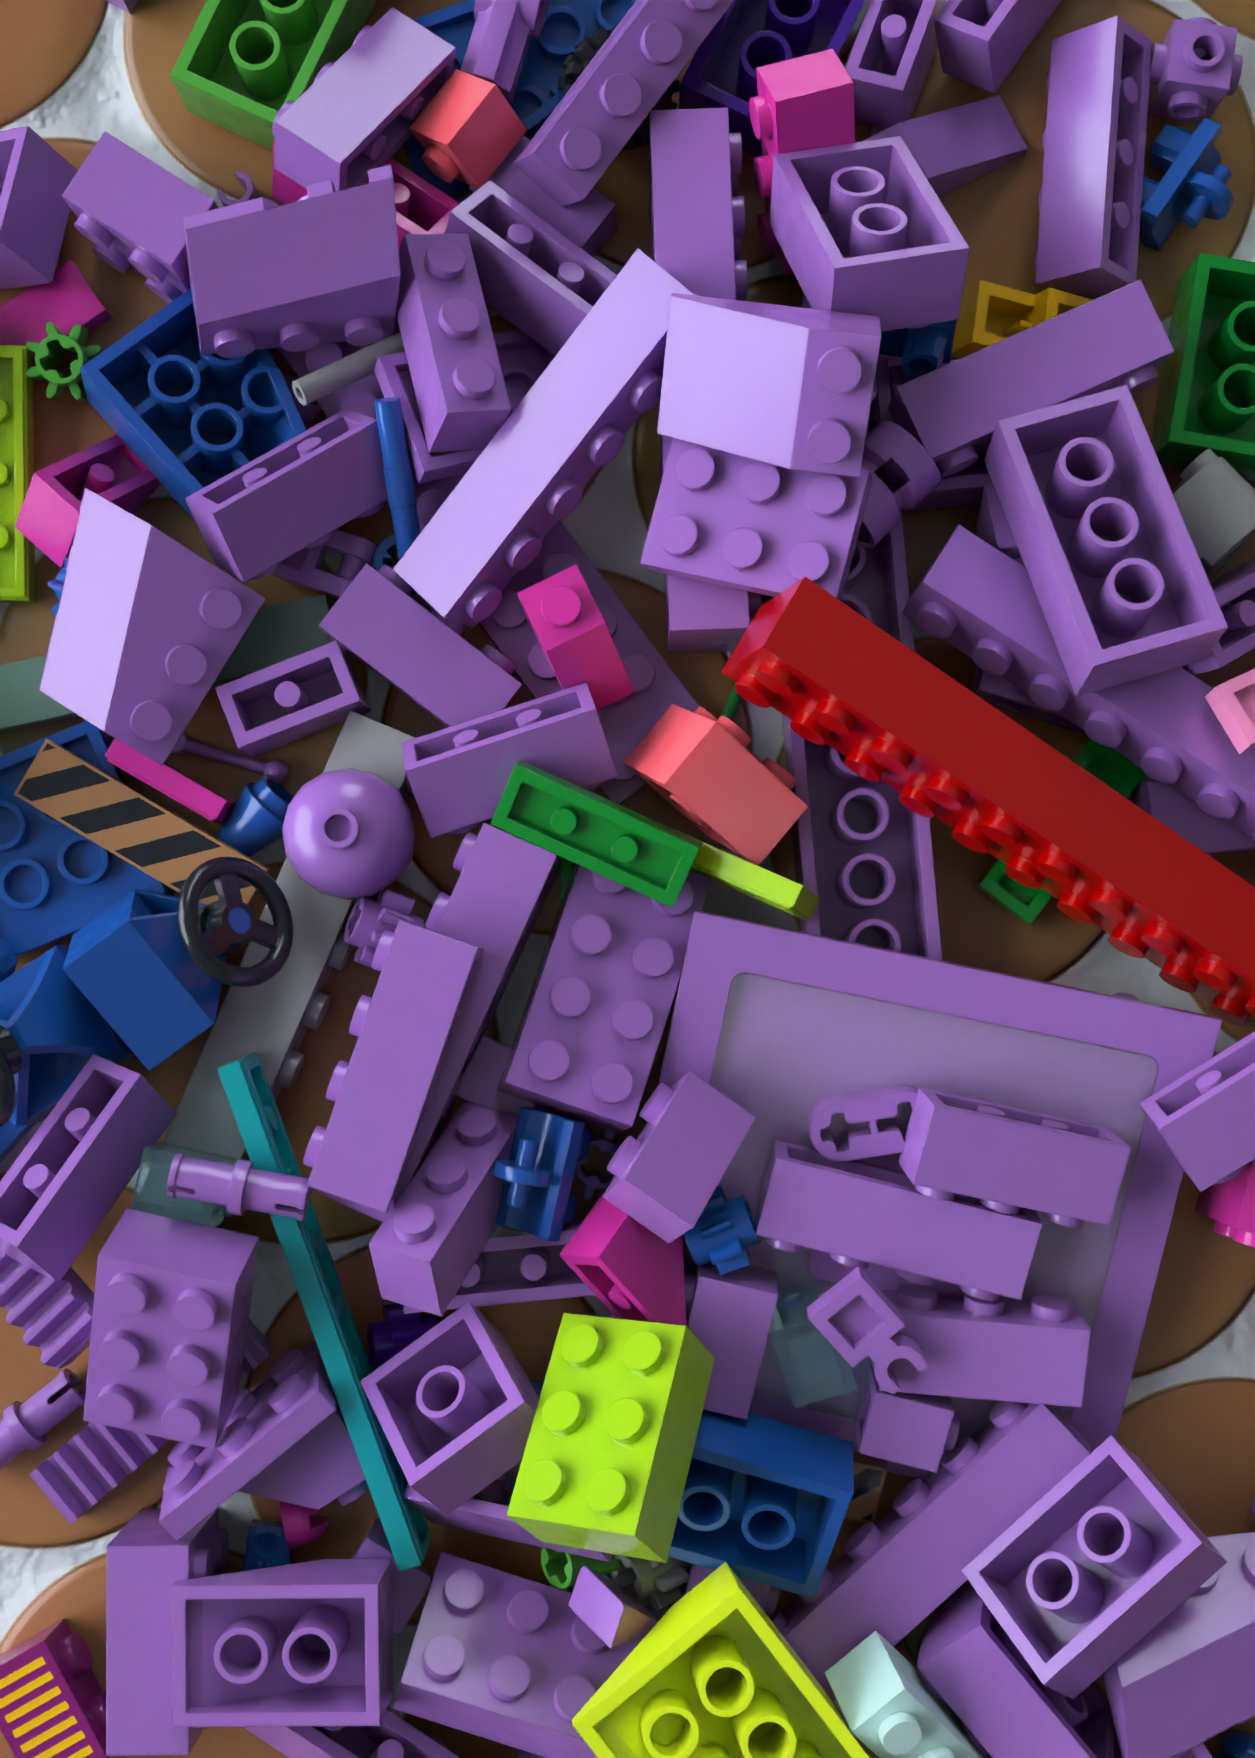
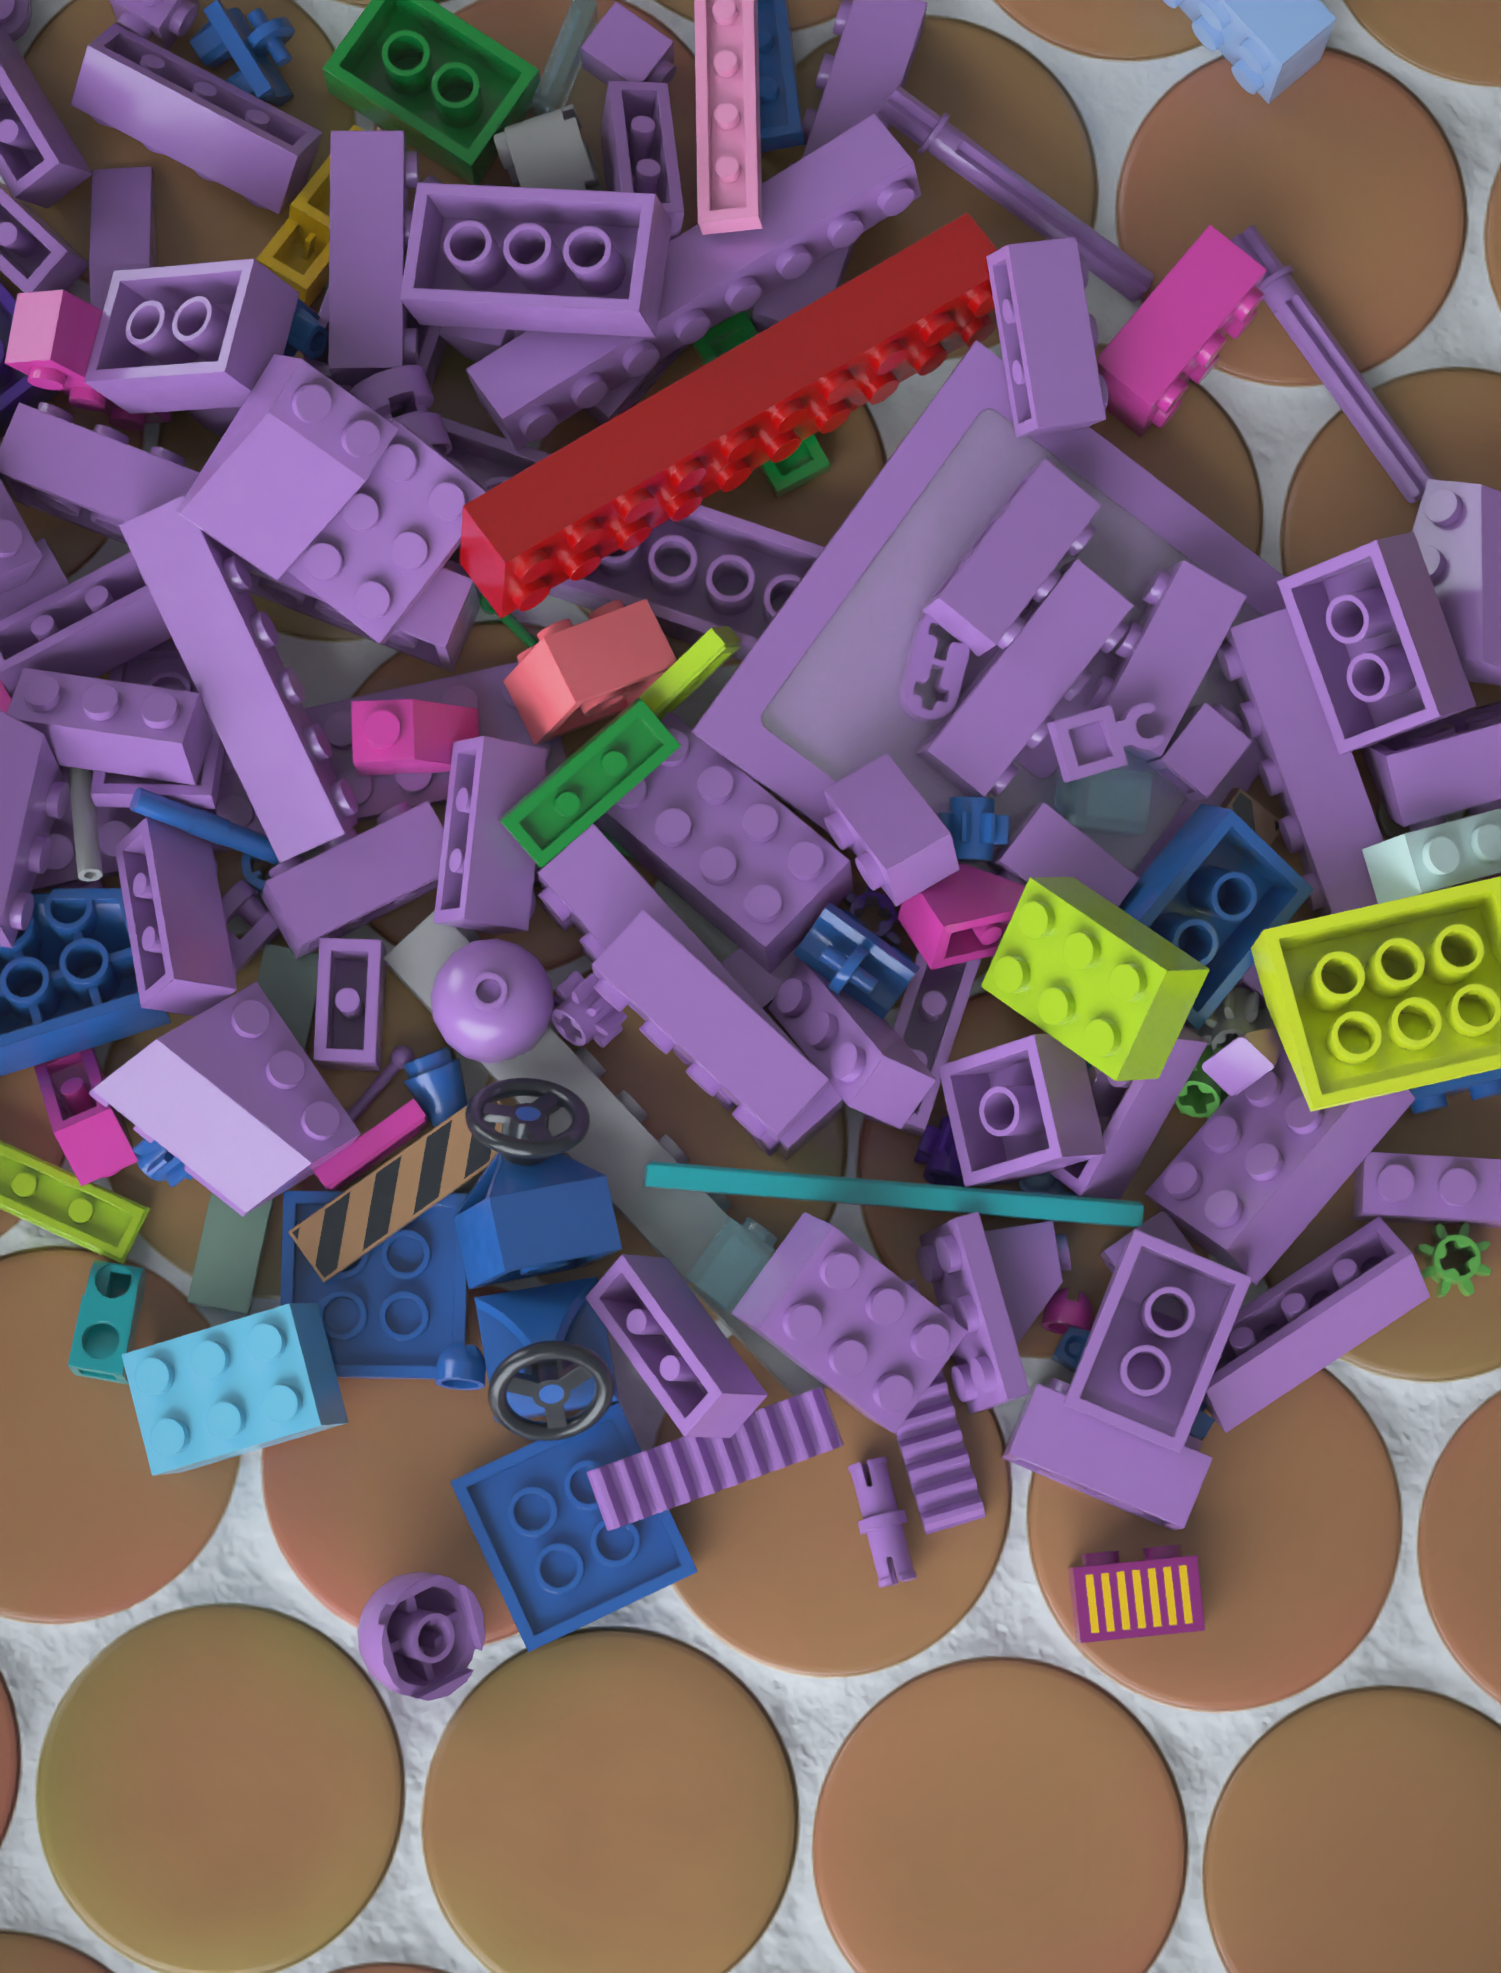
camera: 70 degrees left, 5 degrees down
(238, 1187) = (755, 1204): medium lavender pin -> none

